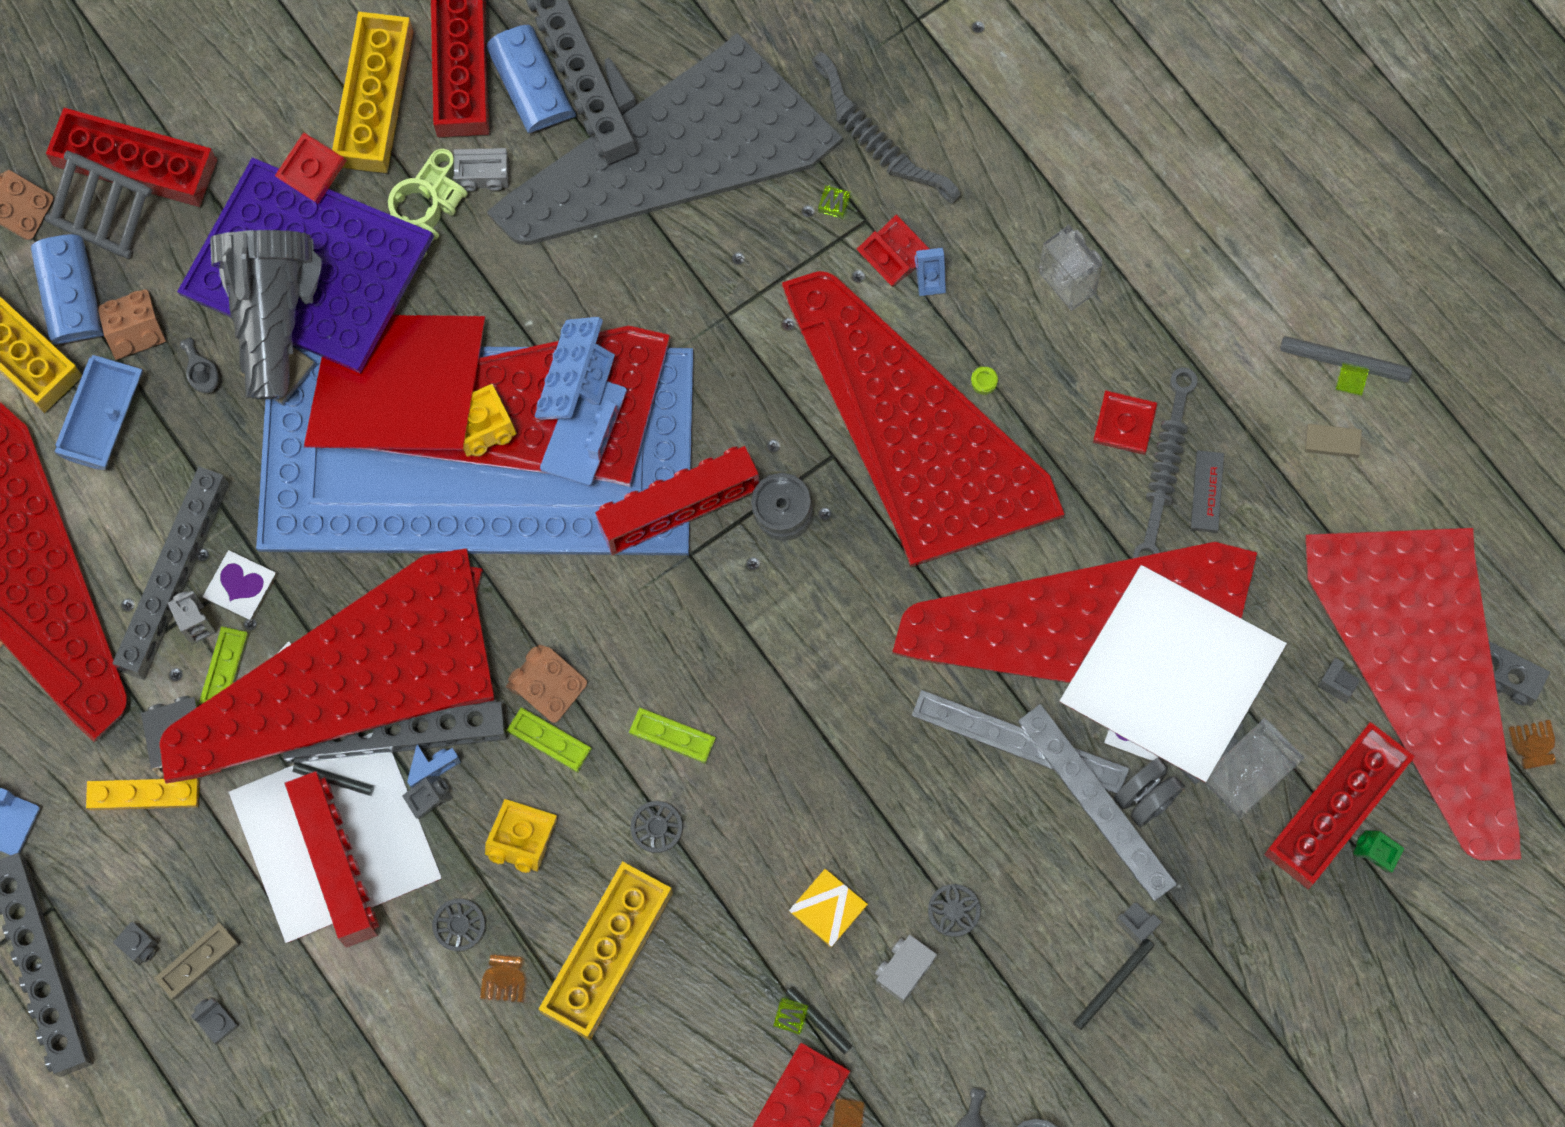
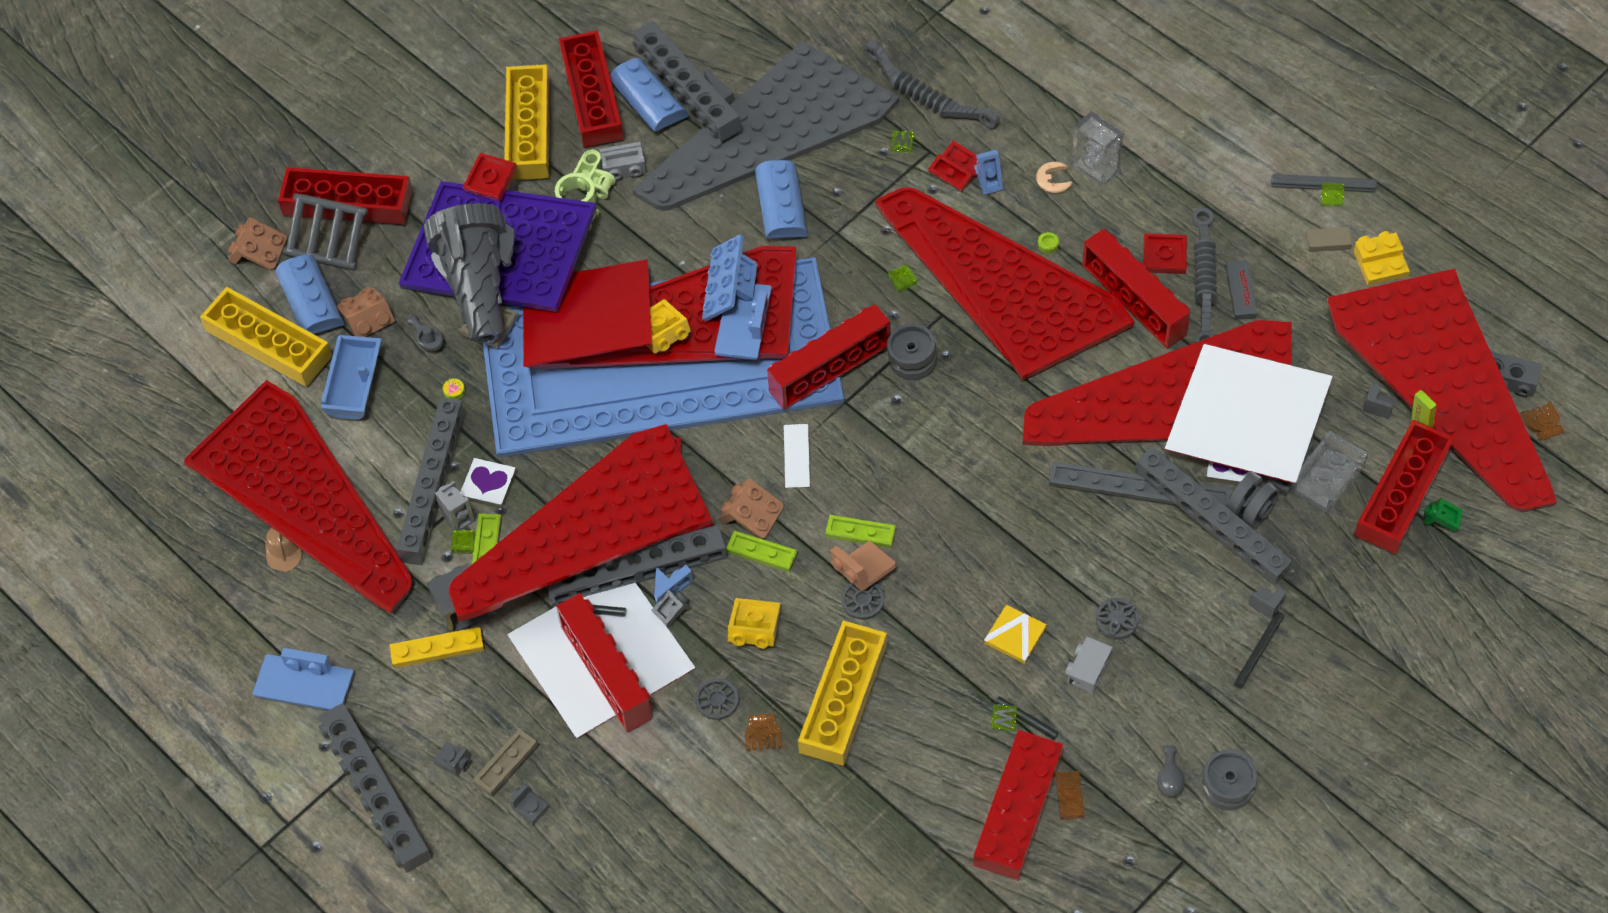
camera: 10 degrees left, 15 degrees down
(196, 659) = (463, 541): none -> clear neon green tile
(220, 450) = (453, 389): none -> tile
(616, 617) = (796, 455): none -> white sticker
(664, 785) = (863, 565): none -> nougat bracket
(665, 261) = (780, 199): none -> medium blue container
(793, 397) = (902, 278): none -> clear neon green tile
(997, 288) = (1044, 179): none -> light nougat head
(1075, 471) = (1136, 288): none -> red brick
(1384, 717) = (1423, 409): none -> lime tile
(1391, 480) = (1381, 258): none -> yellow plate

